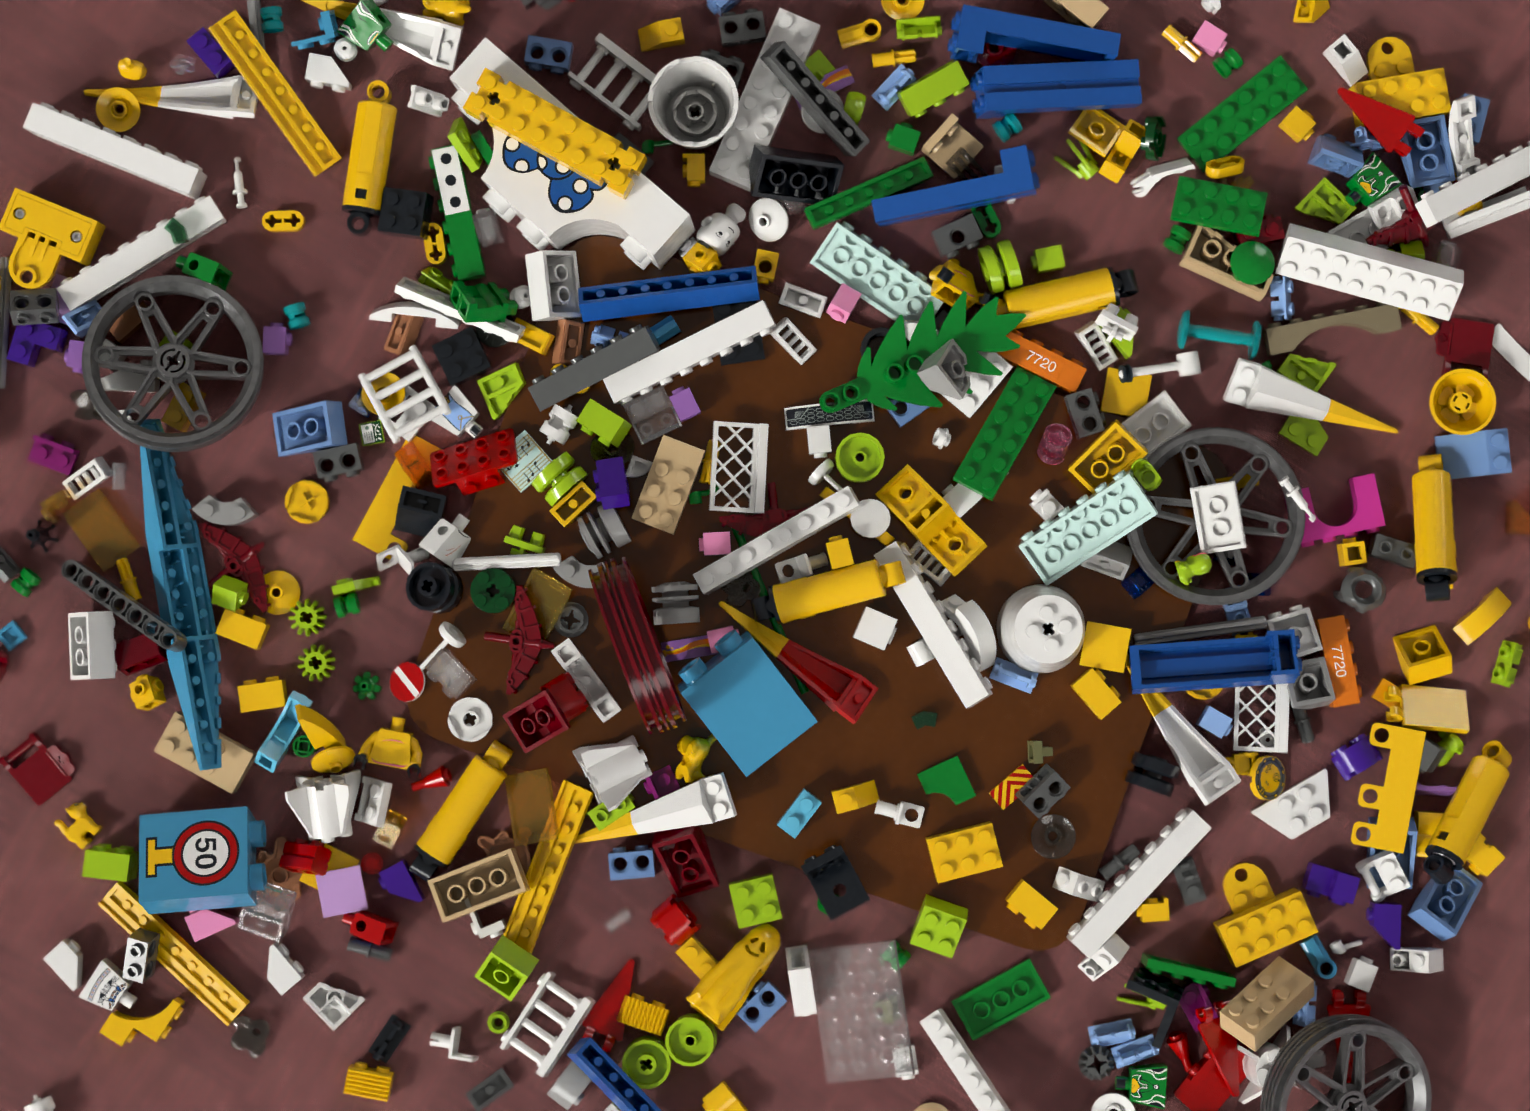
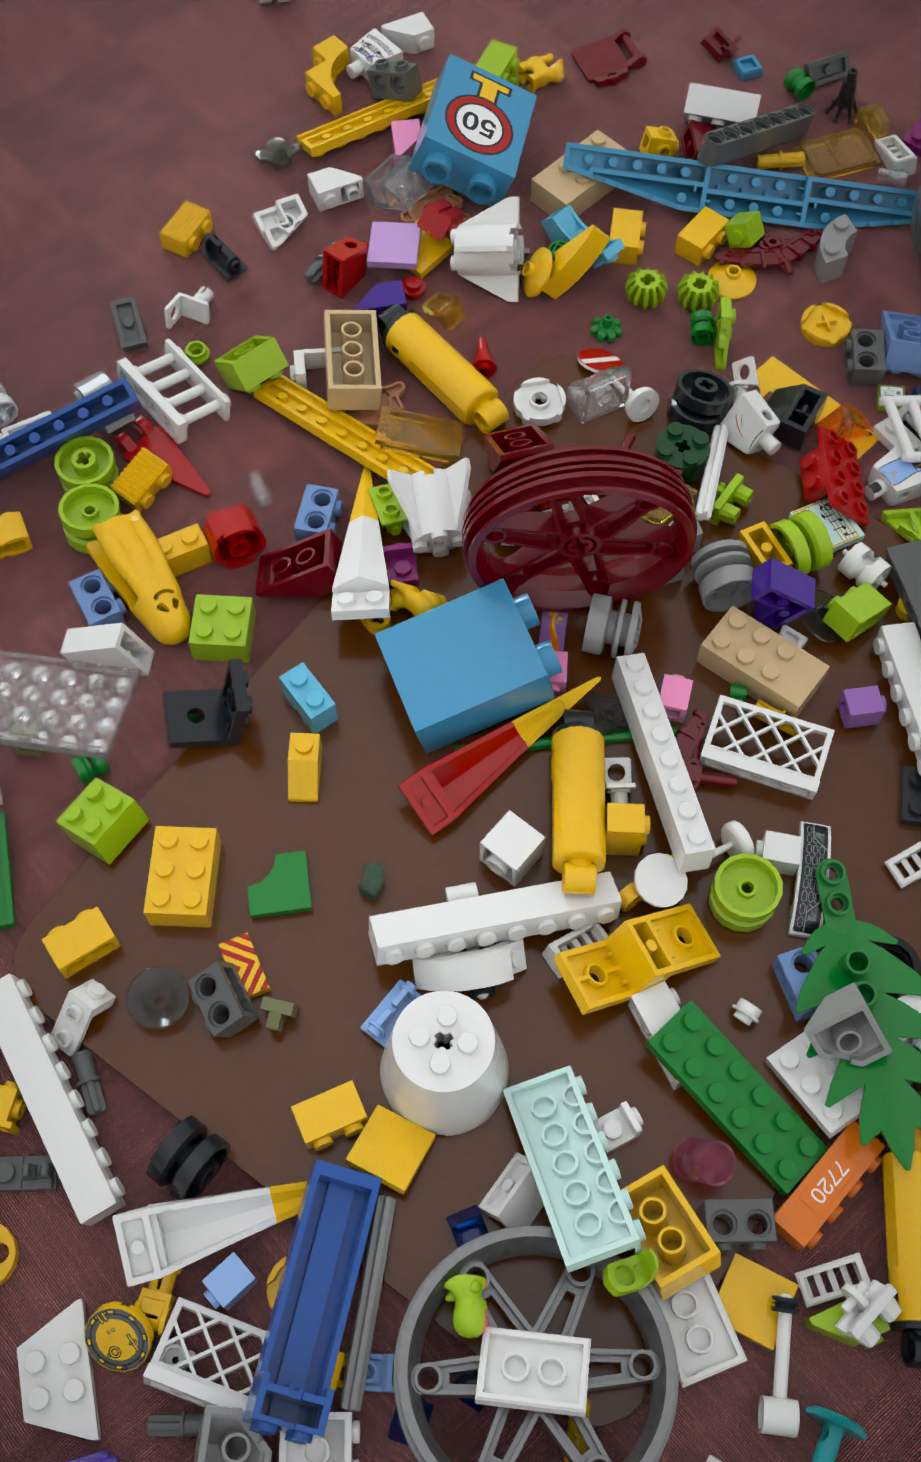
camera: 105 degrees right, 25 degrees down
(373, 801) = (485, 299): white plate -> none
(392, 749) = (530, 328): yellow torso -> none
(652, 415) = (858, 662): clear slope -> none
(898, 812) = (264, 815): white bracket -> none

